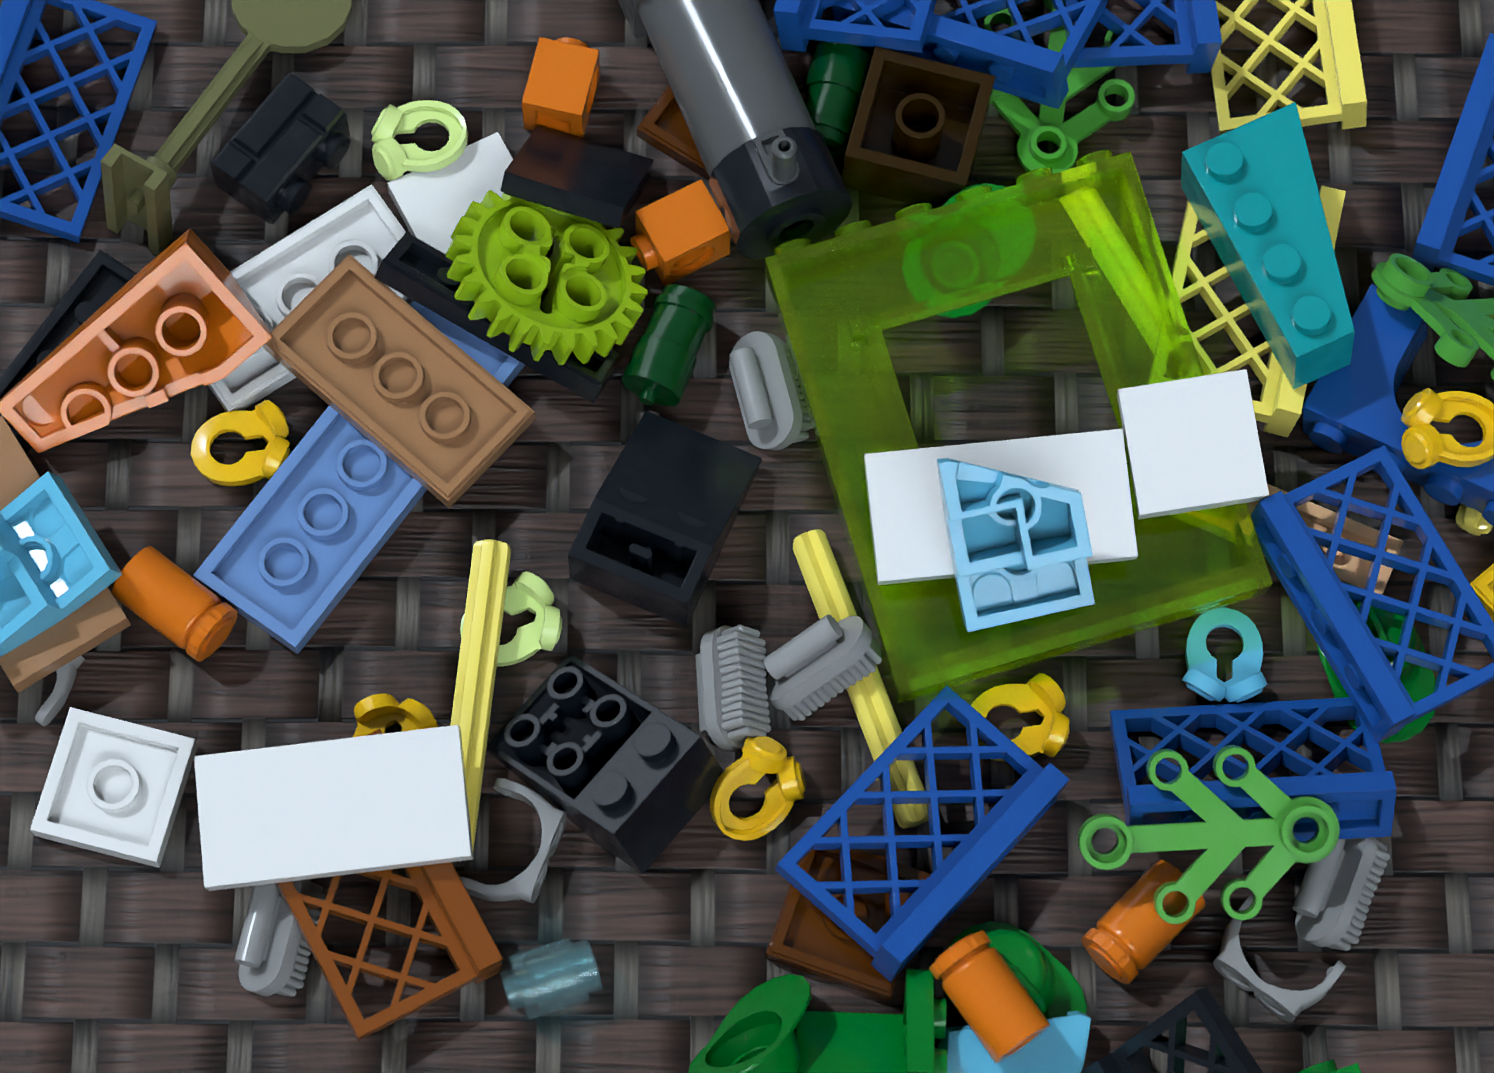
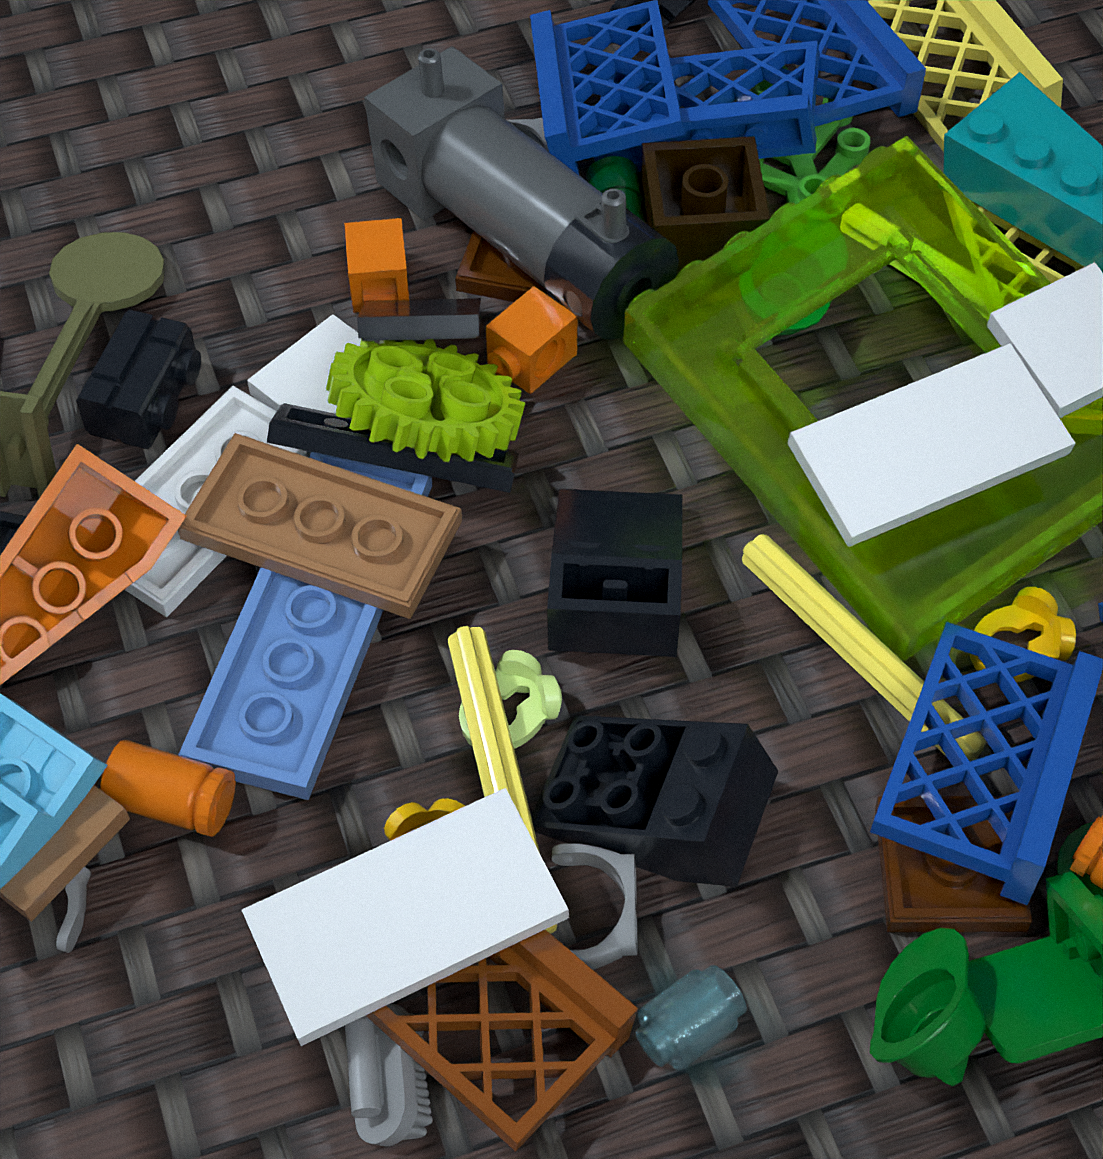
camera: 15 degrees left, 15 degrees down
(114, 787) = (161, 988): white tile -> none
(263, 422) = (204, 605): yellow piece -> none
(395, 159) = (245, 359): yellowish green piece -> none
(669, 346) = (559, 429): dark green piece -> none
(732, 686) = (745, 687): light grey piece -> none
(759, 757) = (803, 741): yellow piece -> none
(768, 391) = (661, 444): light grey piece -> none
(820, 665) = (819, 644): light grey piece -> none
(1013, 544) = (968, 451): medium azure slope -> none

